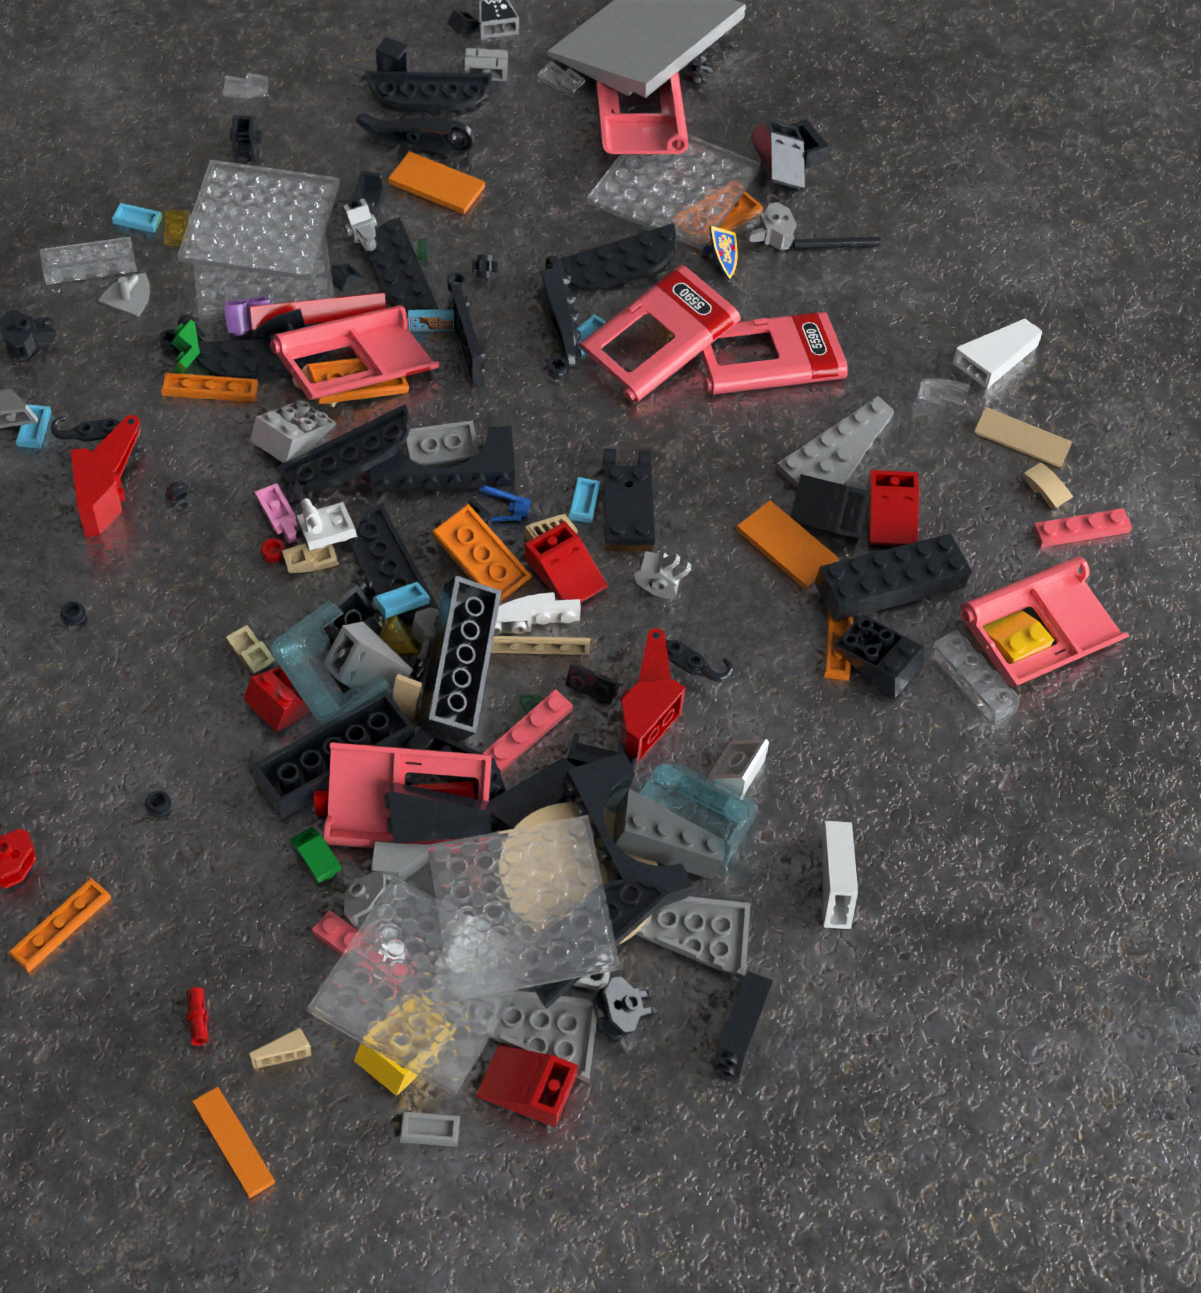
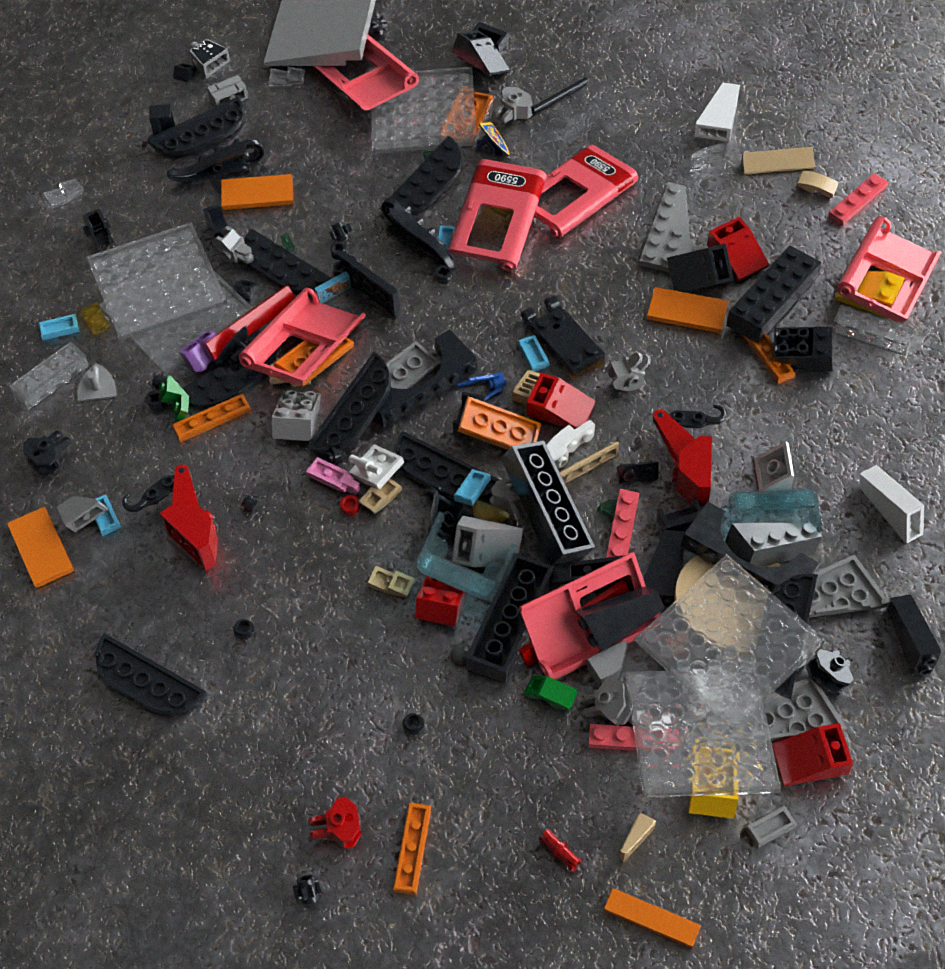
camera: 25 degrees left, 0 degrees up
(407, 695) = (531, 546): tan slope -> none

